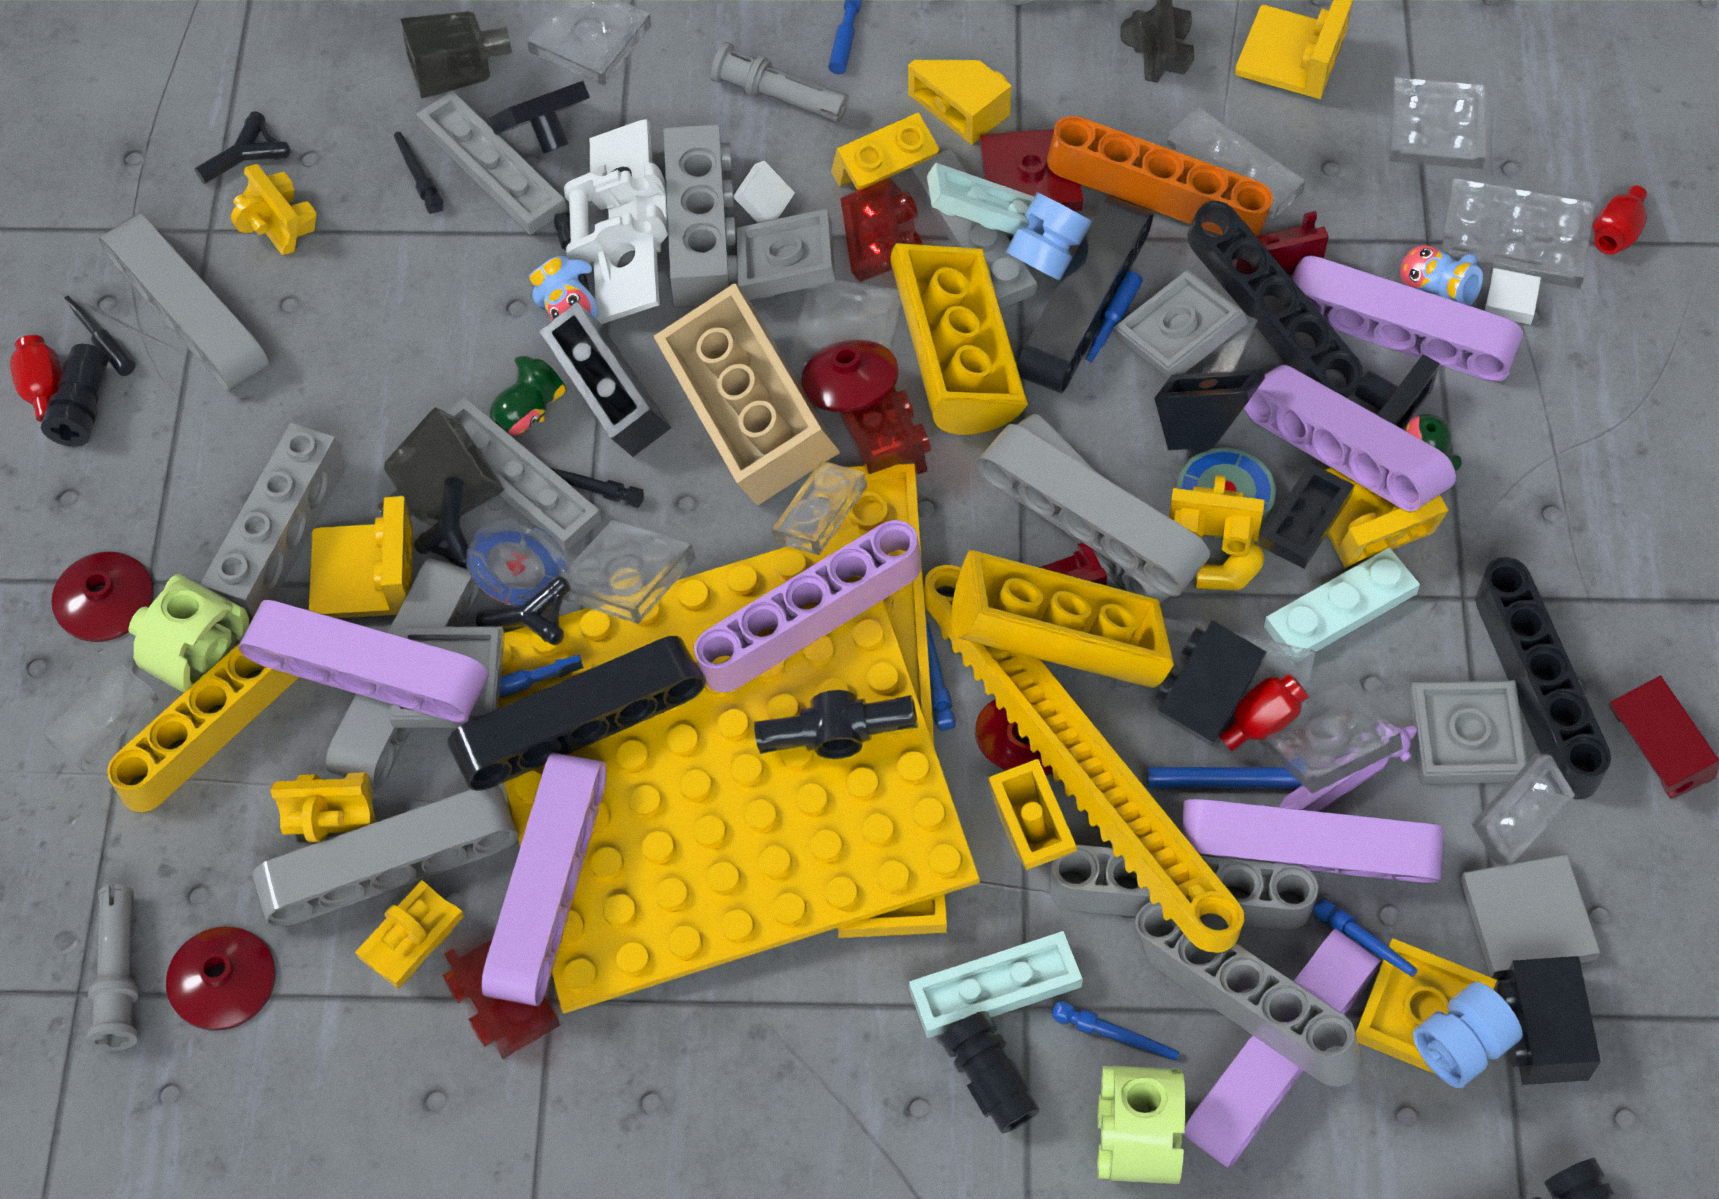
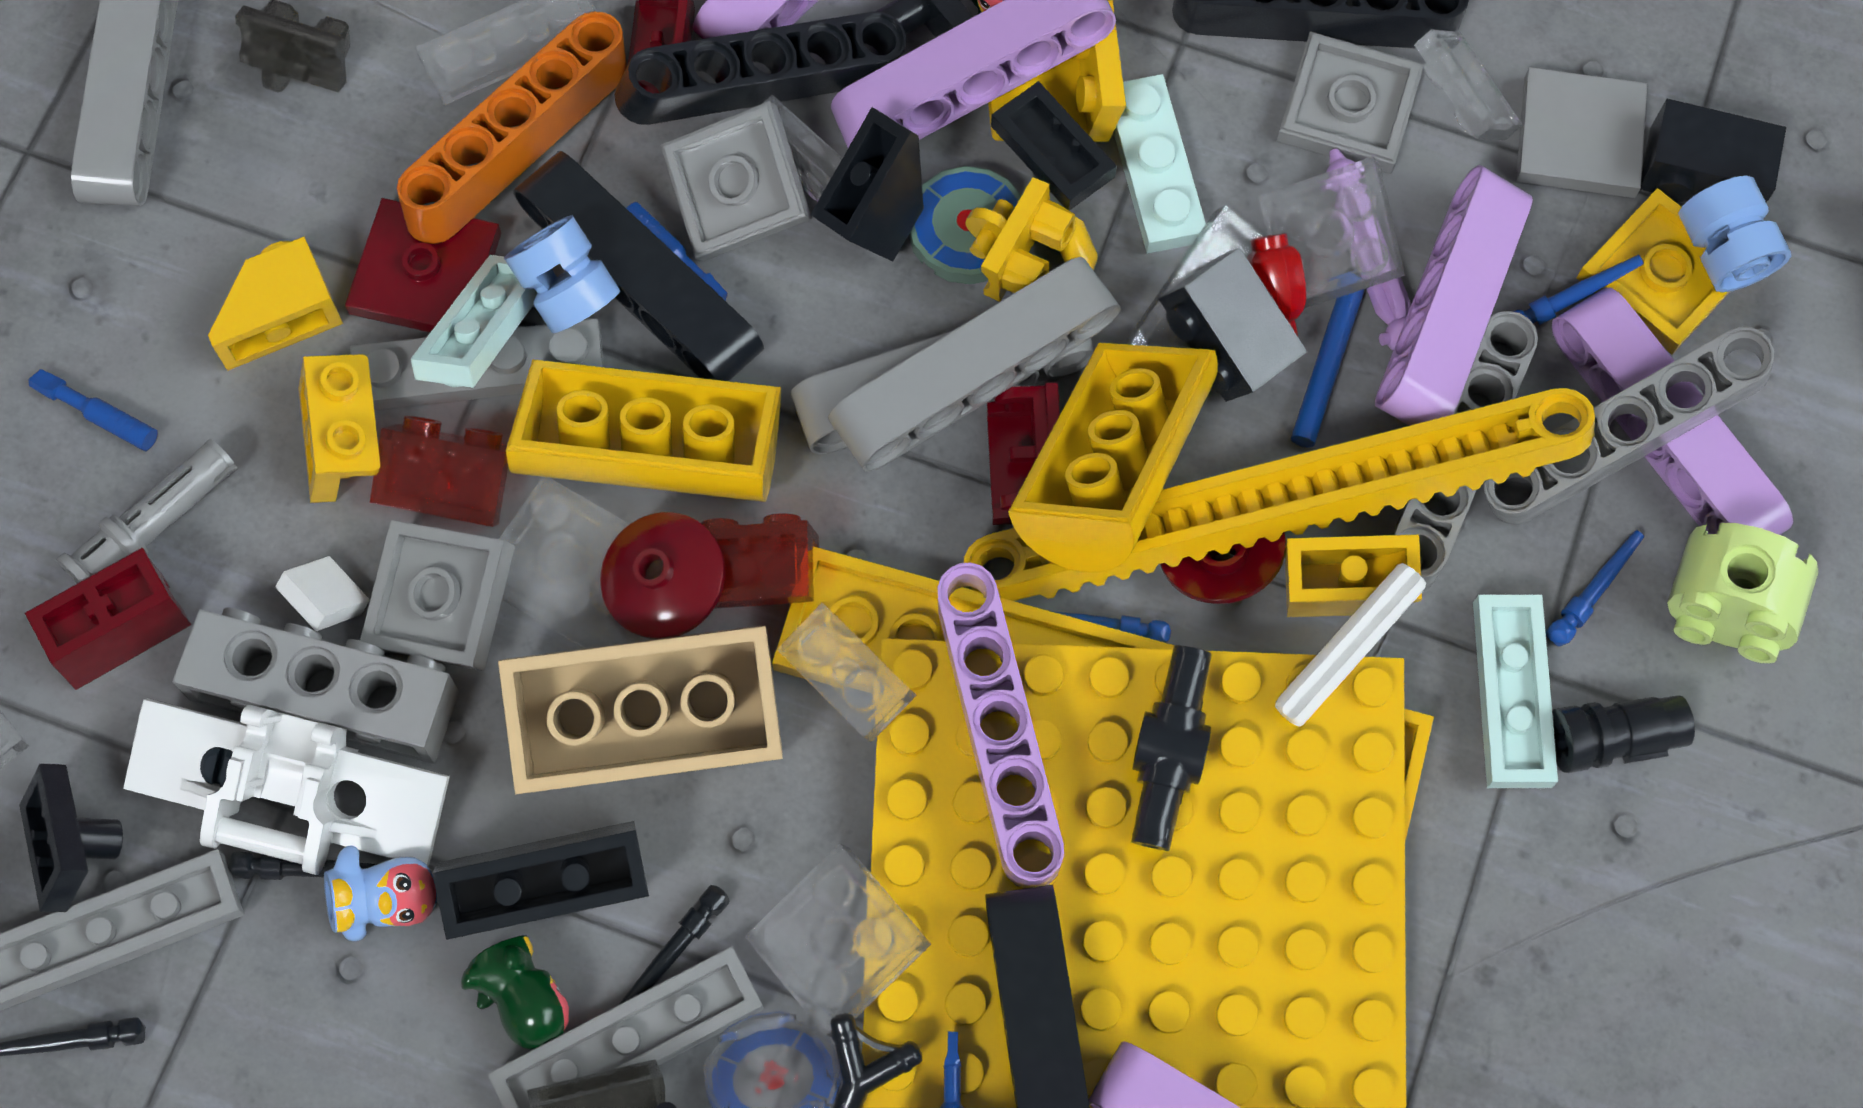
camera: 75 degrees left, 10 degrees up
(697, 84) = (107, 619): none -> dark red hinge
(965, 822) = (1350, 644): none -> white axle

